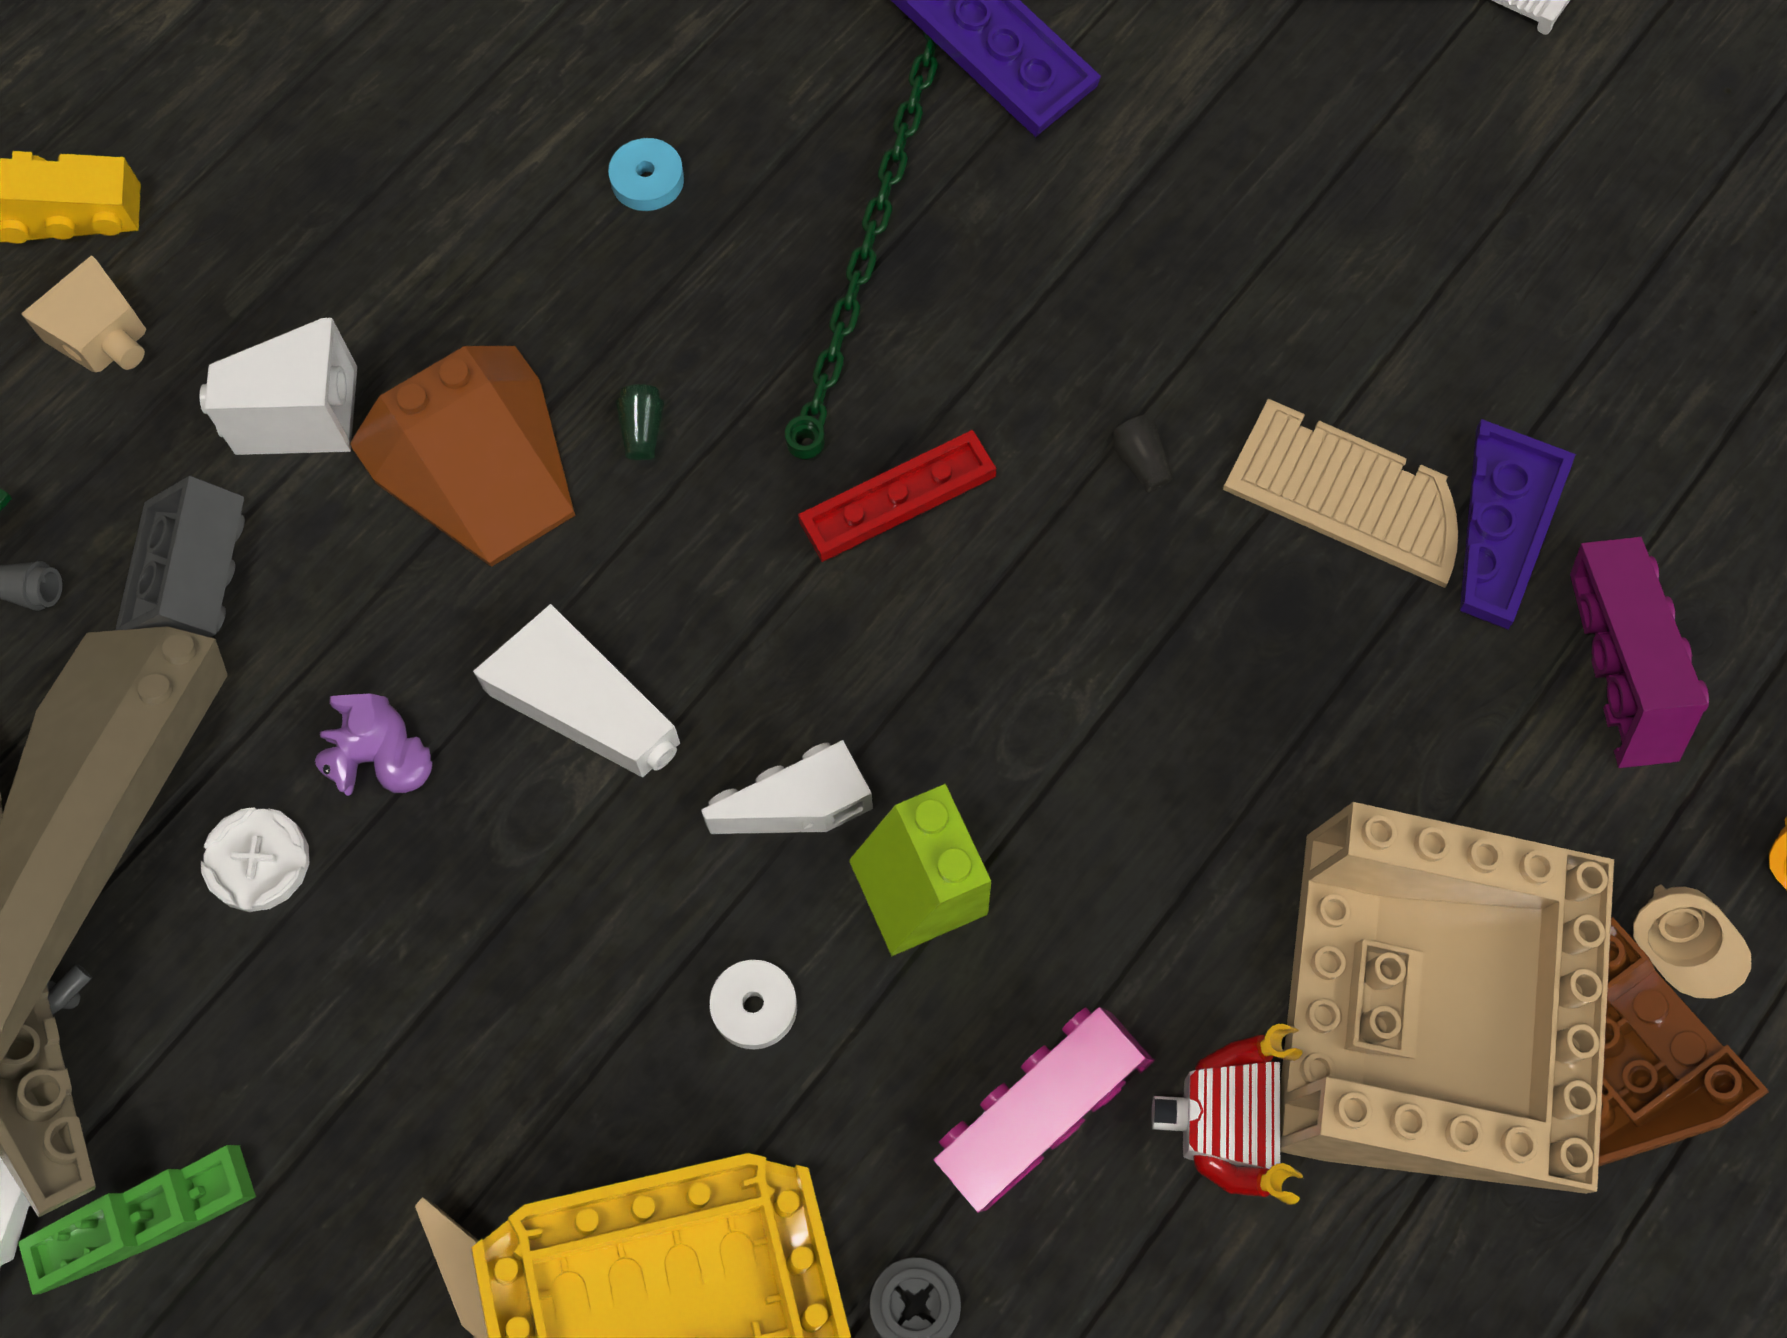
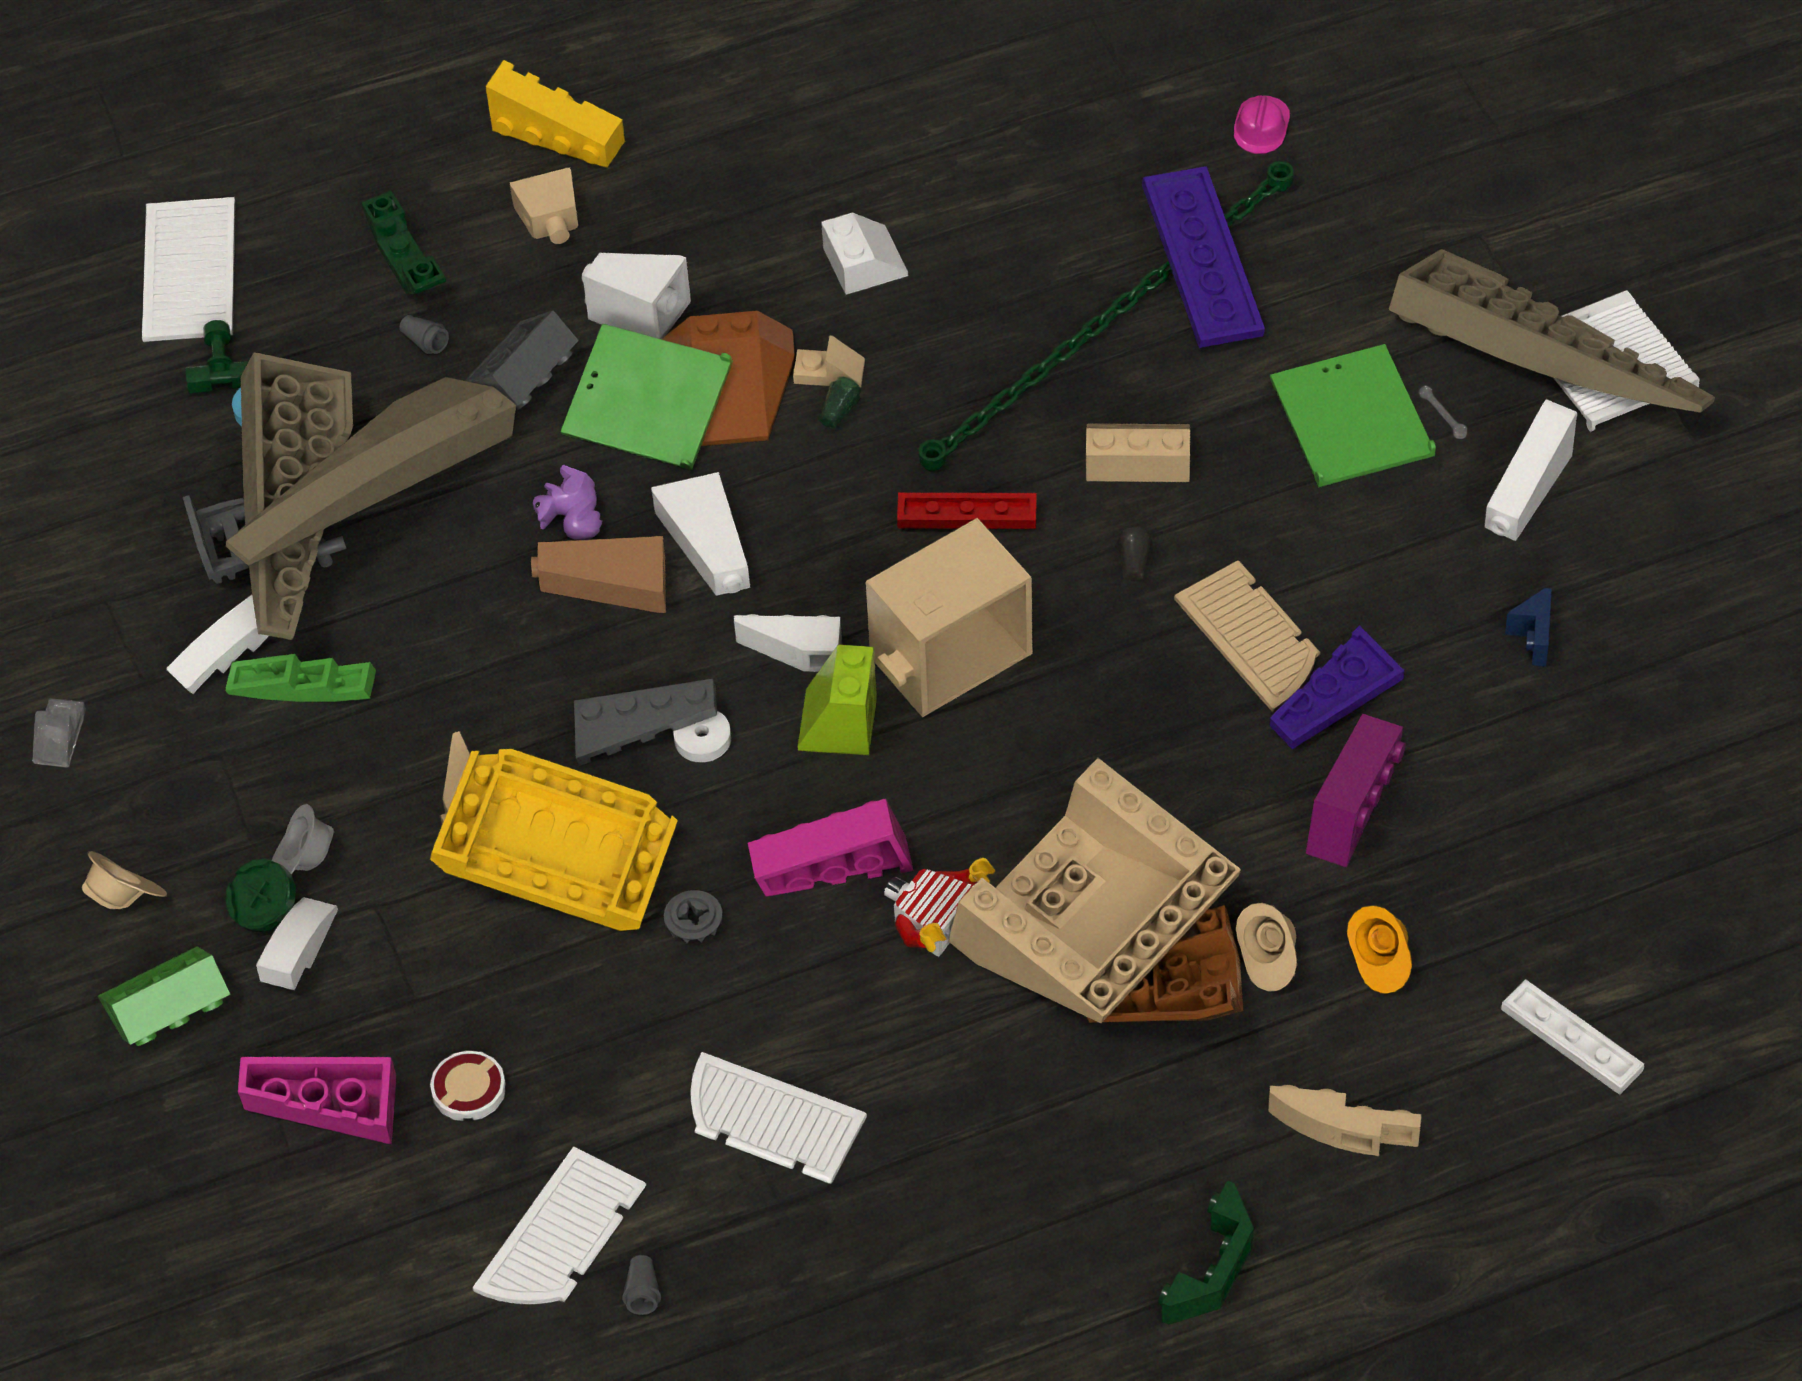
camera: 30 degrees right, 15 degrees down
(255, 859) = (469, 536): white tile -> none
(383, 535) = (647, 396): none -> bright green door
(478, 822) = (605, 571): none -> medium nougat slope
(541, 201) = (861, 252): none -> white slope
(594, 376) = (824, 367): none -> tan slope
(641, 157) = (937, 278): medium azure piece -> none
(642, 1035) = (622, 718): none -> dark grey wing
(1002, 674) = (950, 617): none -> tan piece
(1055, 308) = (1138, 452): none -> tan slope
(1271, 141) = (1352, 416): none -> bright green door
(1402, 102) = (1459, 430): none -> clear hinge
(1541, 114) = (1532, 470): none -> white slope
(1682, 310) = (1532, 621): none -> dark blue slope

